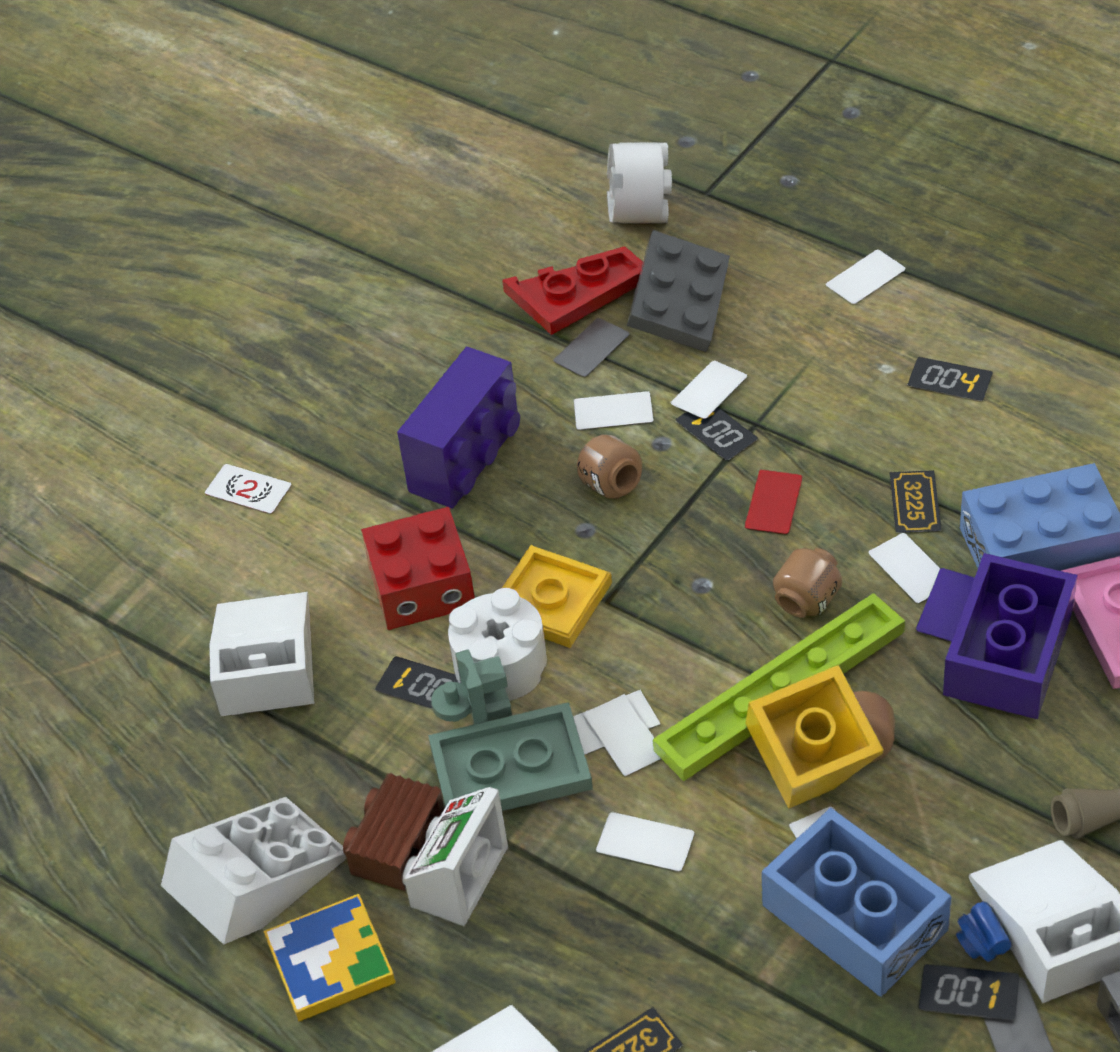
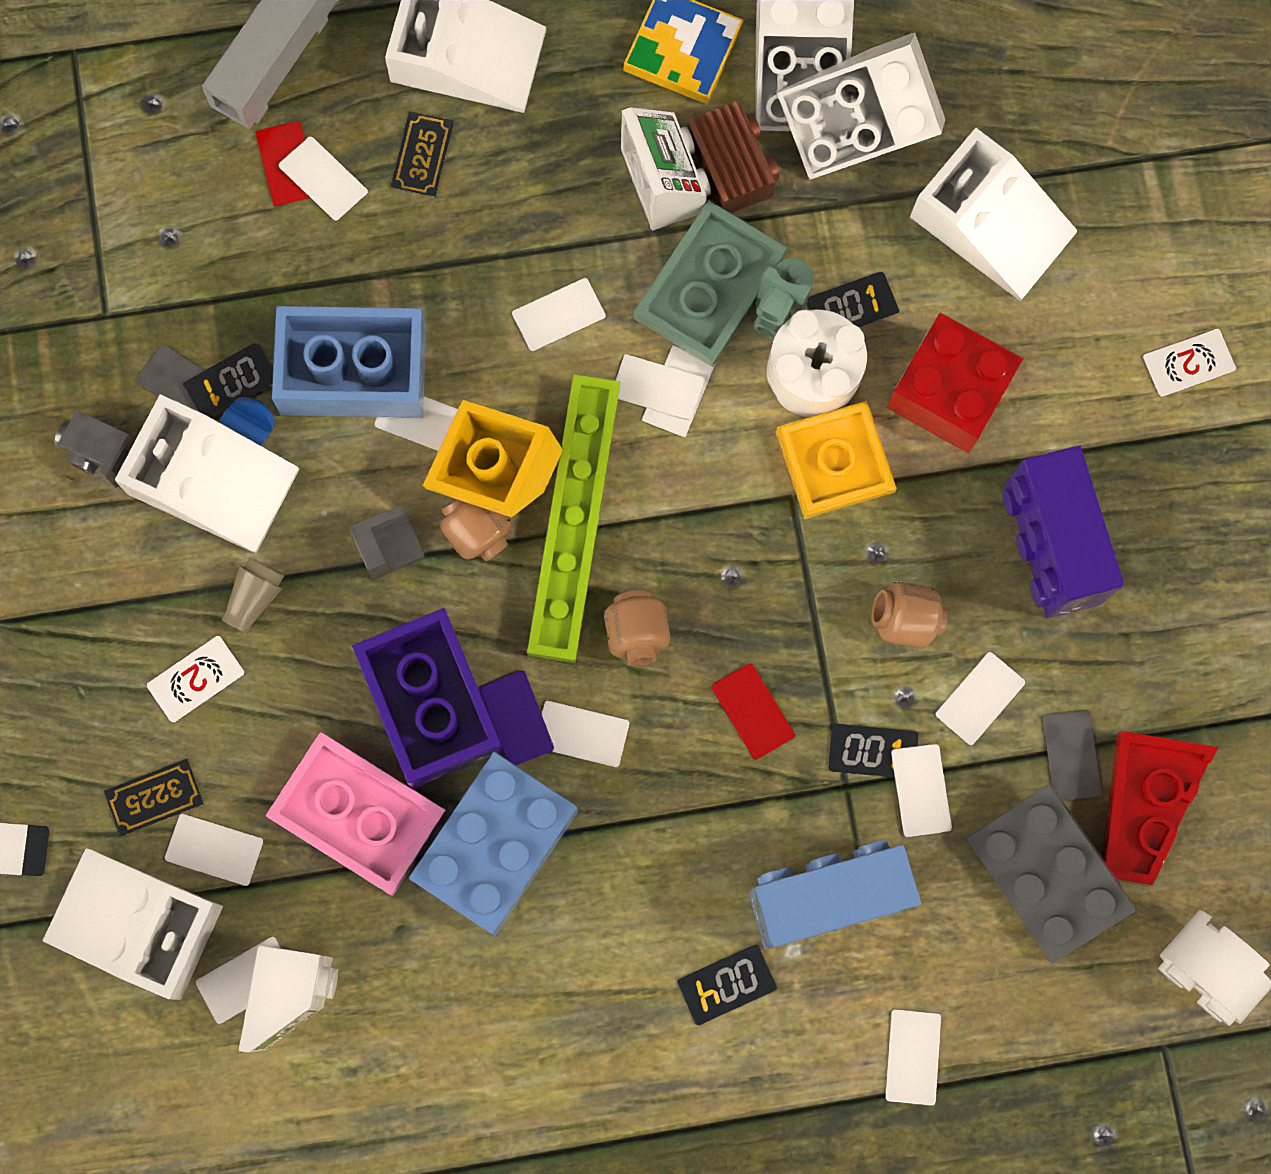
camera: 125 degrees right, 30 degrees up
(257, 772) = (863, 107): none -> white slope
(835, 347) = (833, 894): none -> medium blue brick
(915, 501) = (637, 810): black sticker -> none
(946, 775) = (387, 542): none -> flat silver panel

